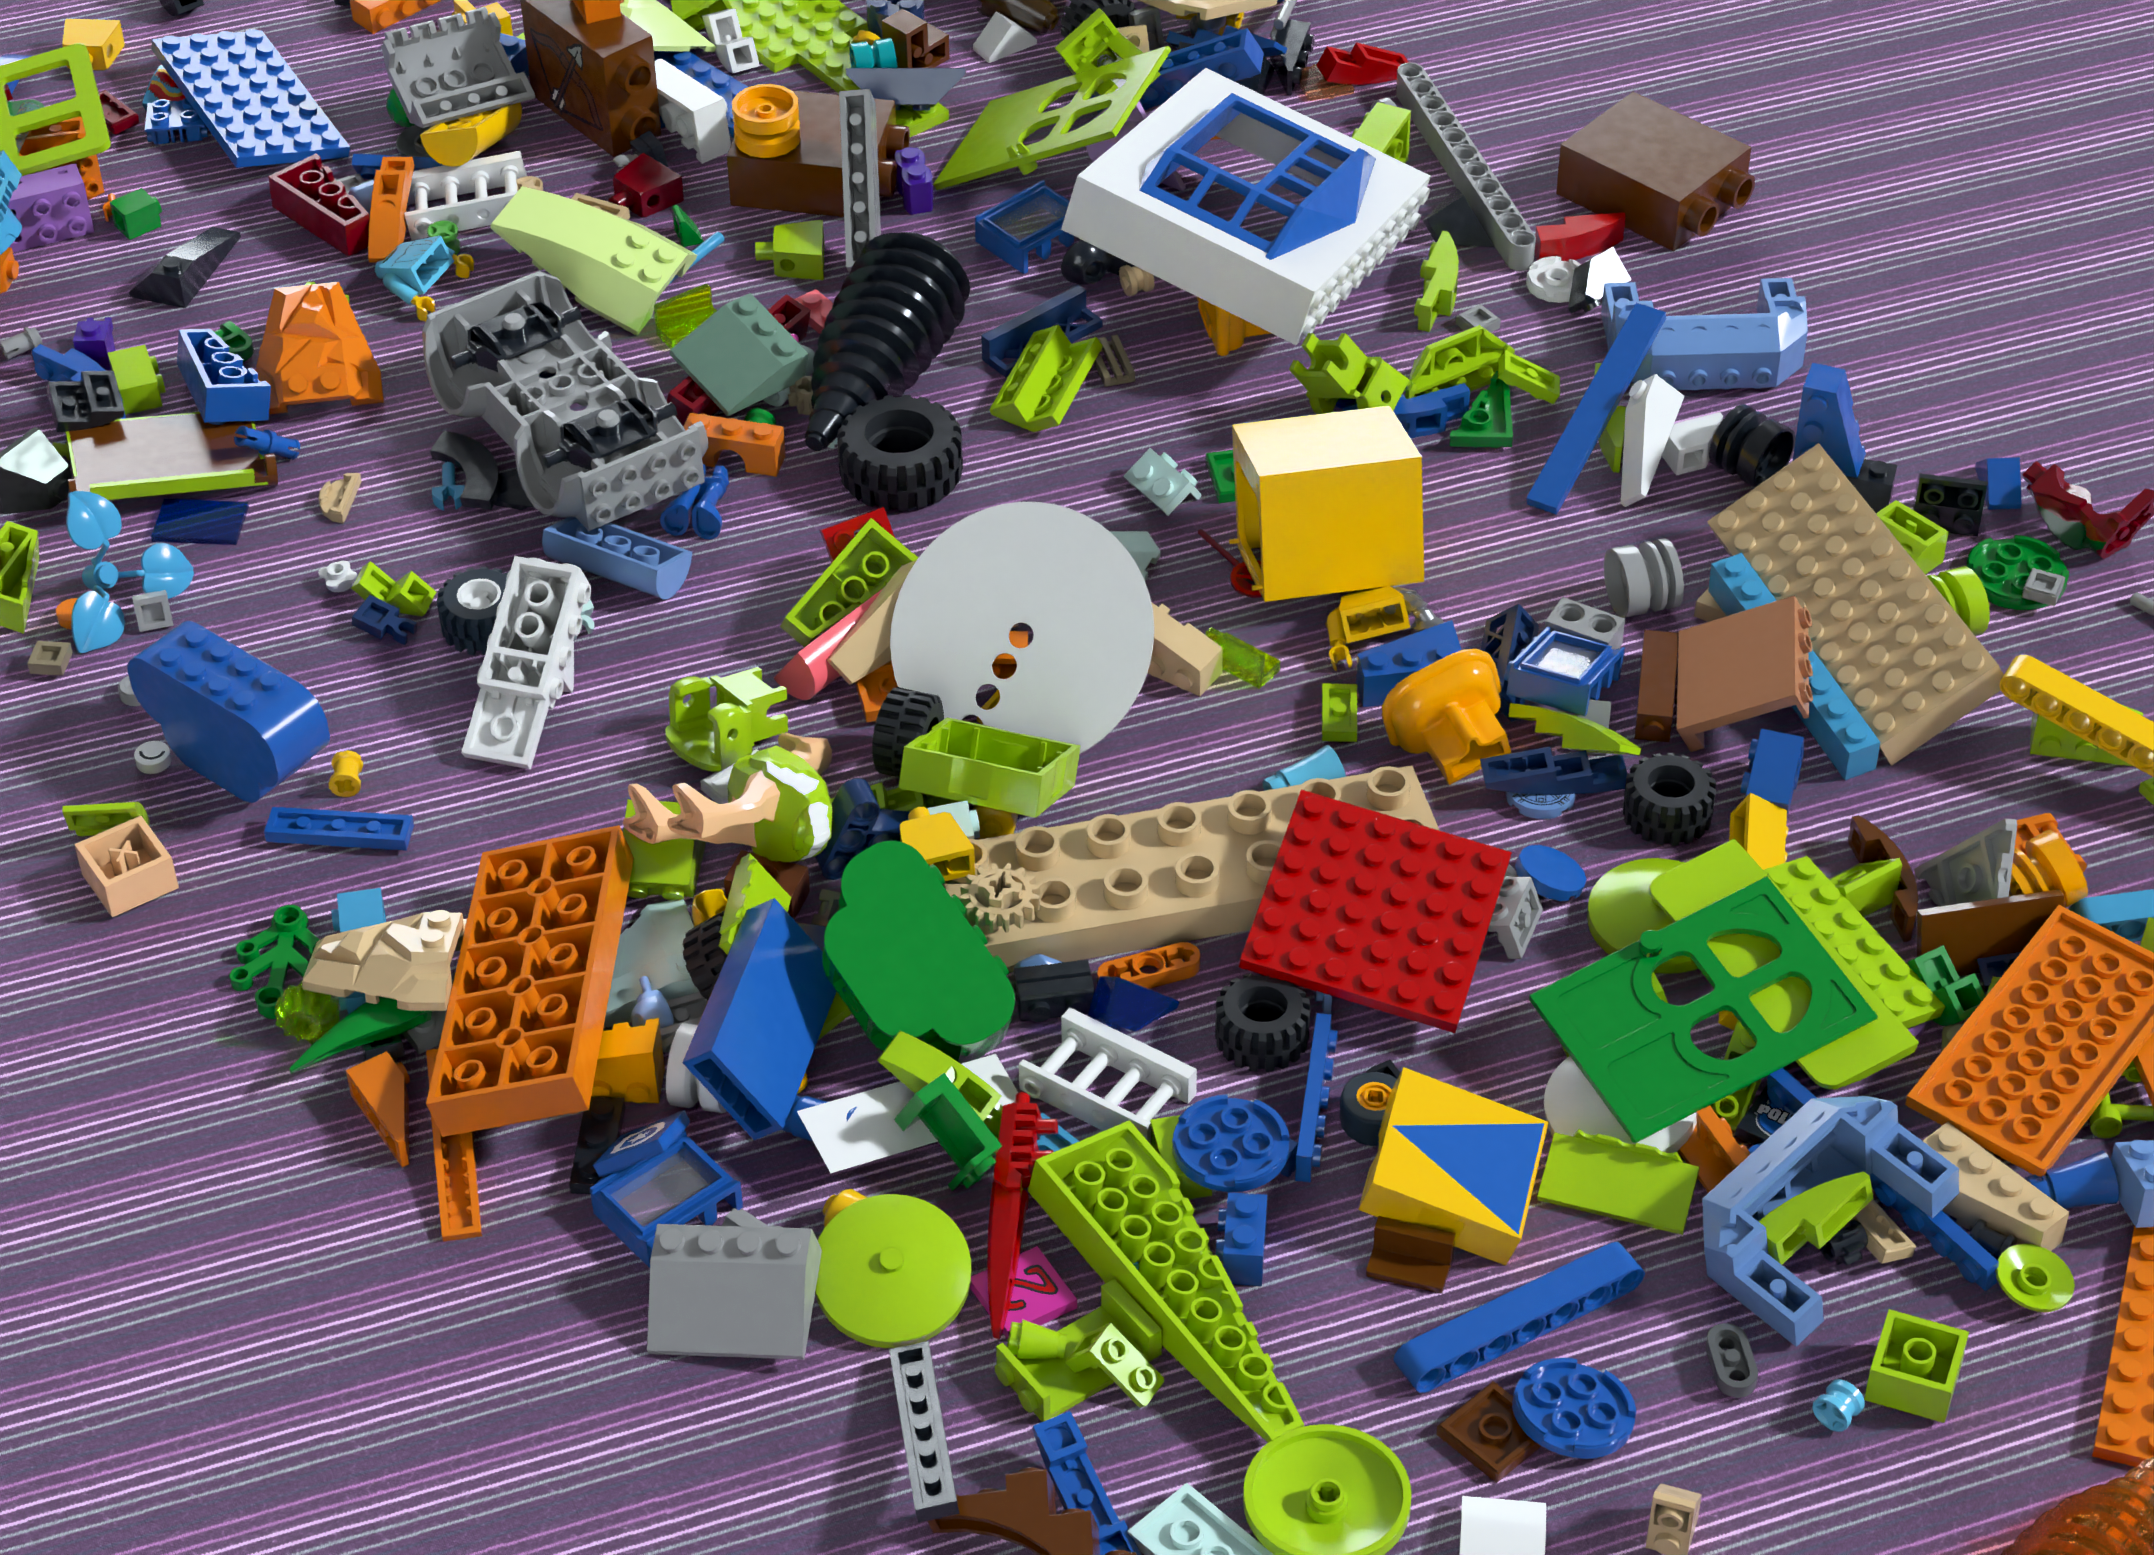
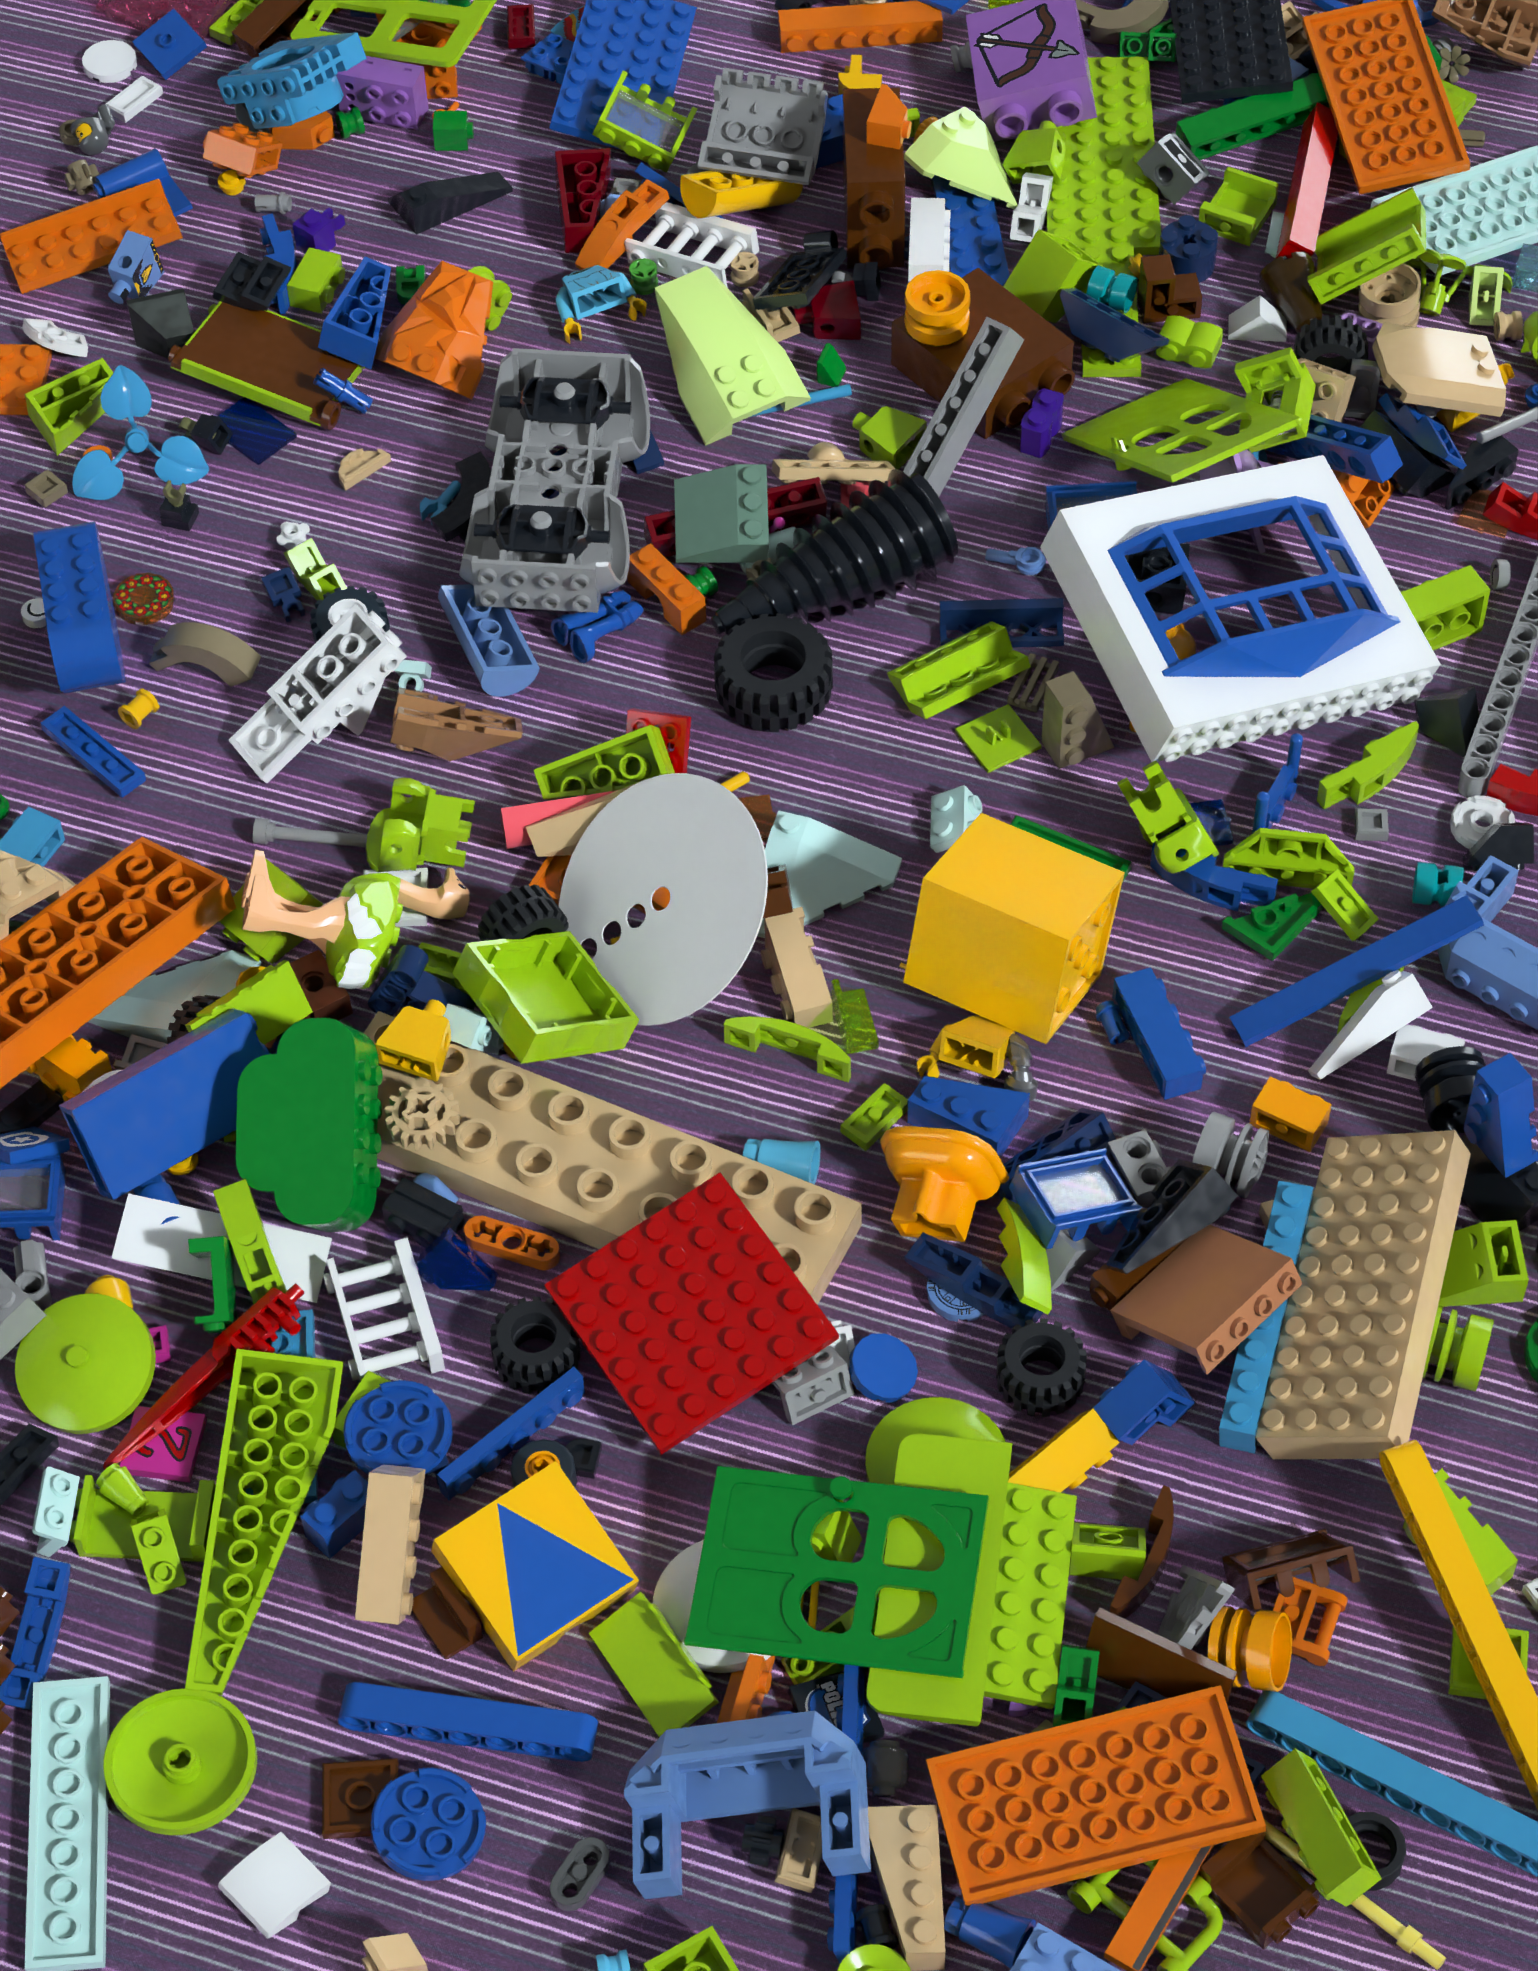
camera: 40 degrees right, 10 degrees up
(29, 250) = (350, 122): none -> green wheel
(152, 610) = (143, 489): light grey tile -> none
(165, 530) = (208, 432): none -> black piece
(202, 607) = (177, 508): none -> black piece
(325, 128) = (642, 125): none -> window
(369, 686) = (207, 646): none -> dark tan arch
(576, 801) = (267, 832): none -> light grey piece
(595, 166) = (802, 273): none -> black hinge
(650, 1006) = (130, 1043): light blue piece -> none
(656, 639) = (448, 728): none -> medium nougat wedge
(683, 314) = (748, 447): clear neon green panel -> none
(771, 286) = (830, 464): none -> tan plate
(812, 64) = (1046, 269): none -> lime slope
(981, 72) = (1190, 341): none -> lime brick
(998, 1394) = (55, 1510): none -> light aqua bracket
(1010, 279) = (1027, 560): none -> medium blue plate
(1125, 413) = (998, 738): none -> lime piece
(1189, 358) = (1071, 722): none -> dark tan wedge
(1216, 694) = (790, 1037): none -> lime slope
(1325, 1221) = (389, 1543): none -> tan wedge
(1393, 331) = (1269, 805): none -> blue plate
(1444, 549) = (1109, 1016): none -> blue pin
(1491, 533) = (1158, 1033): none -> blue brick
(1578, 329) = (1434, 883): none -> teal wheel
(1646, 525) = (1290, 1113): none -> light orange brick
(1656, 630) = (1184, 1203): none -> black wedge
(1815, 1214) = (735, 1806): lime slope -> none
(2009, 794) = (1286, 1559): none -> reddish brown window

